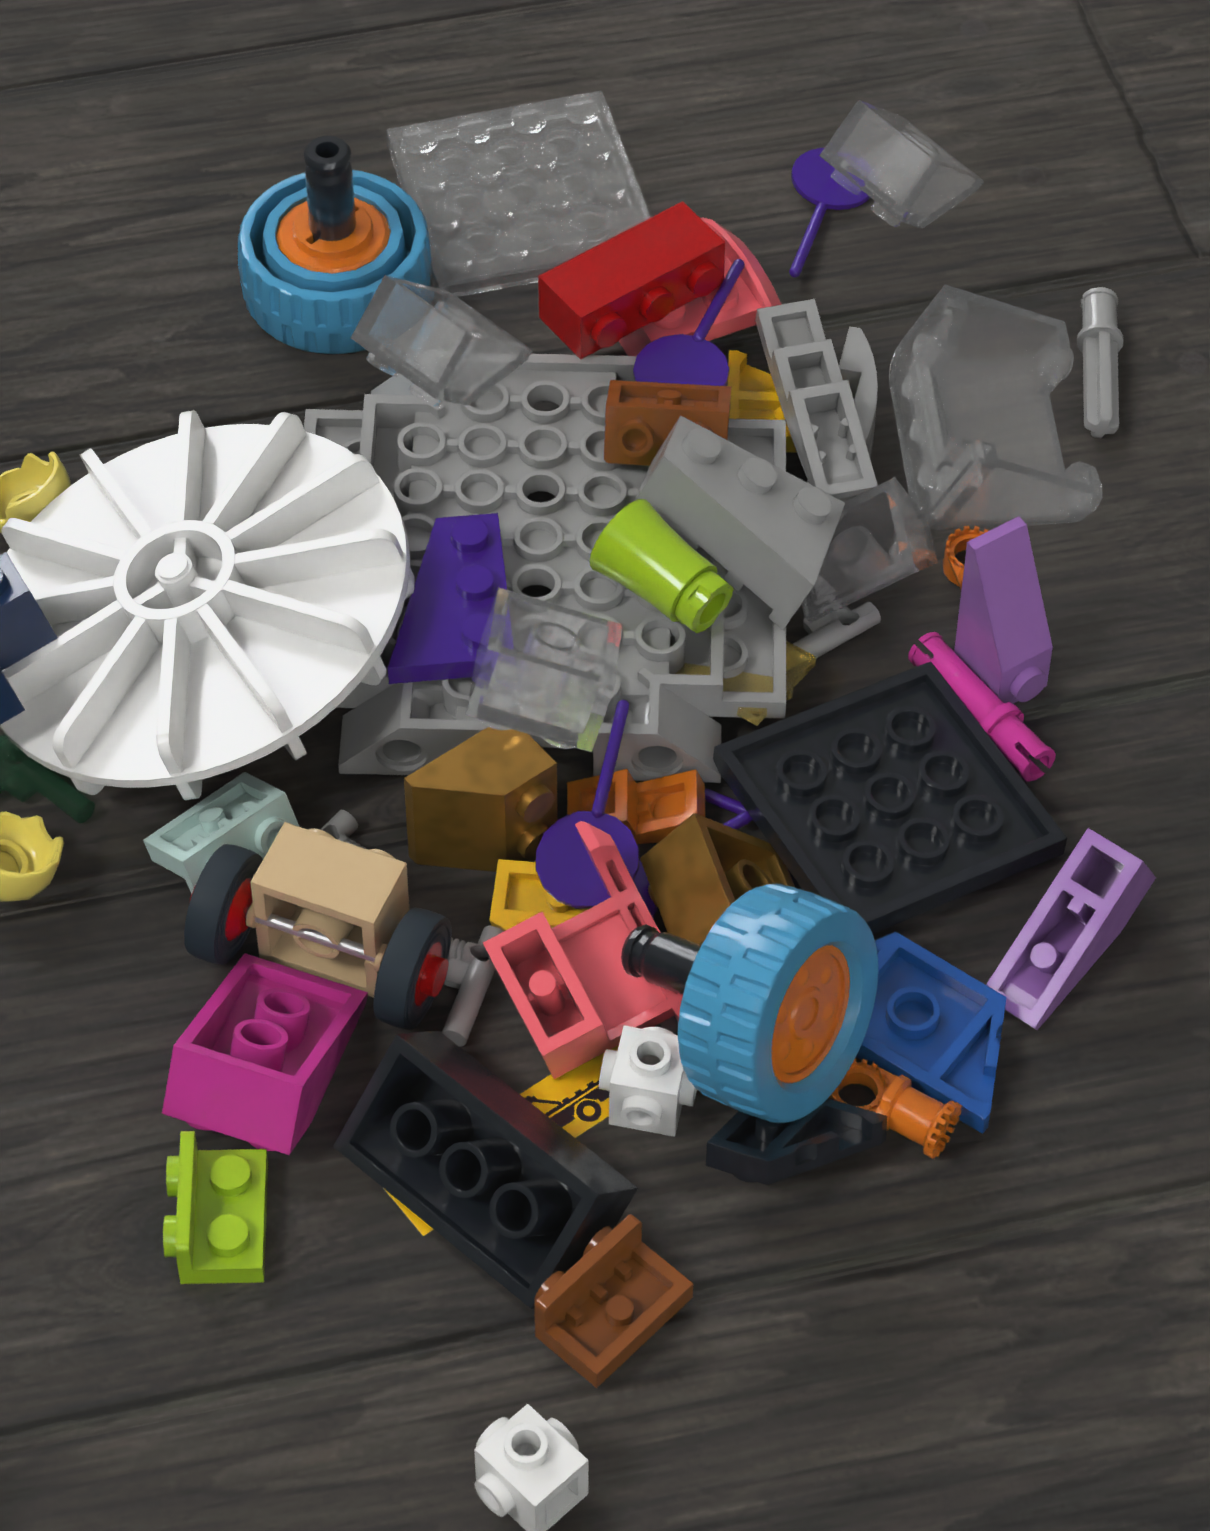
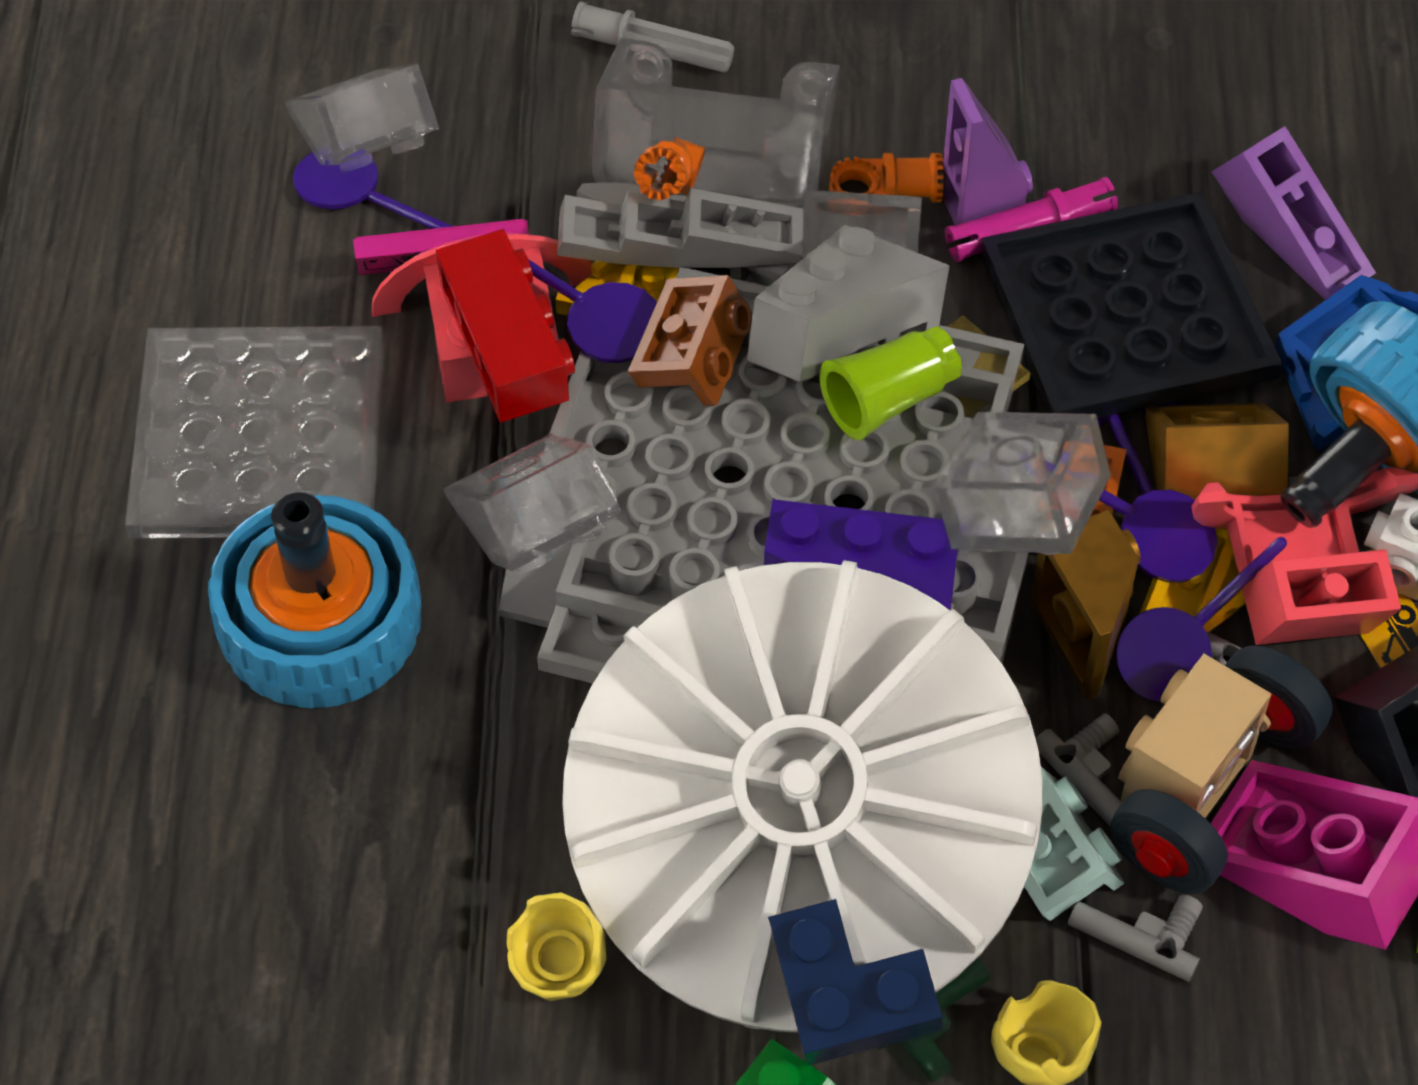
camera: 75 degrees left, 5 degrees up
(149, 934) = (1147, 935): none -> light grey hose
(470, 889) = (1169, 639): none -> dark purple piece
(747, 230) = (388, 251): none -> dark pink tile
(879, 369) = (680, 172): none -> orange connector

